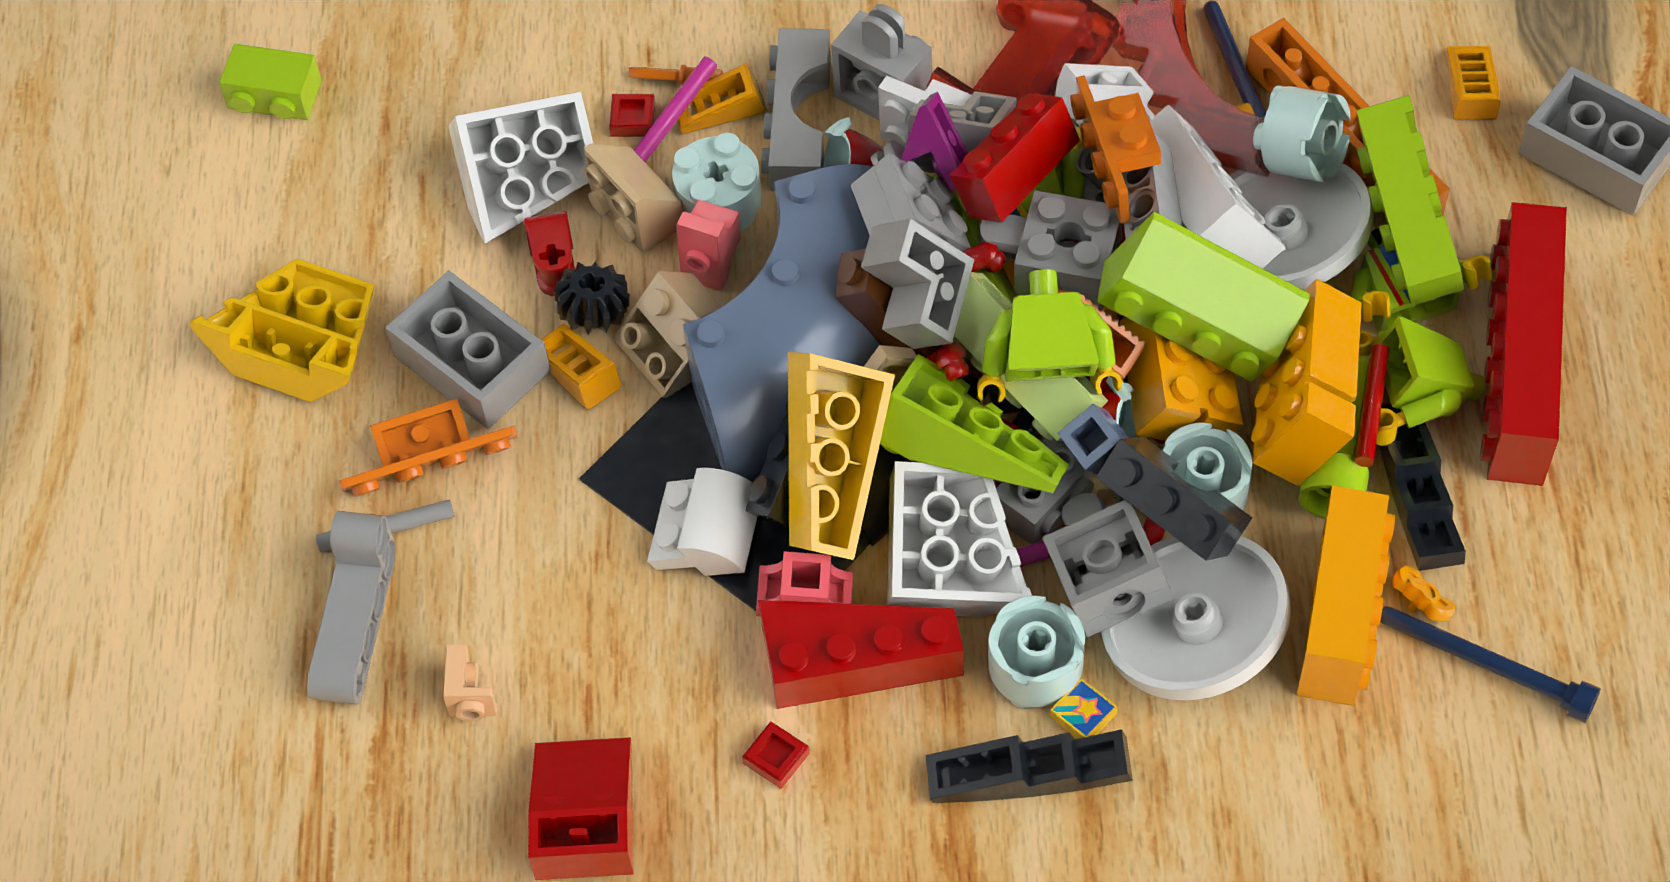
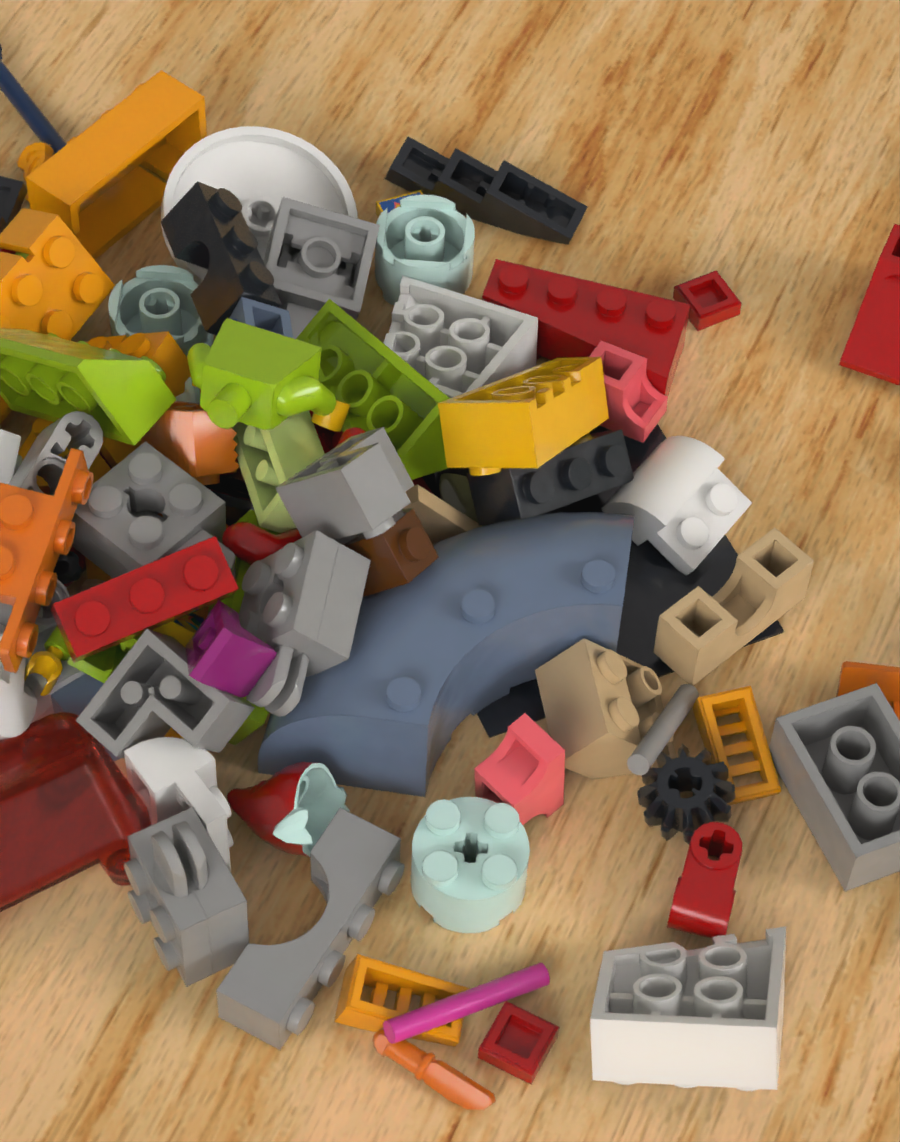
camera: 160 degrees left, 5 degrees down
(606, 466) = (707, 630): none -> tan arch
(627, 323) = (662, 729): none -> light grey bar
(631, 195) = (581, 887): tan slope -> none

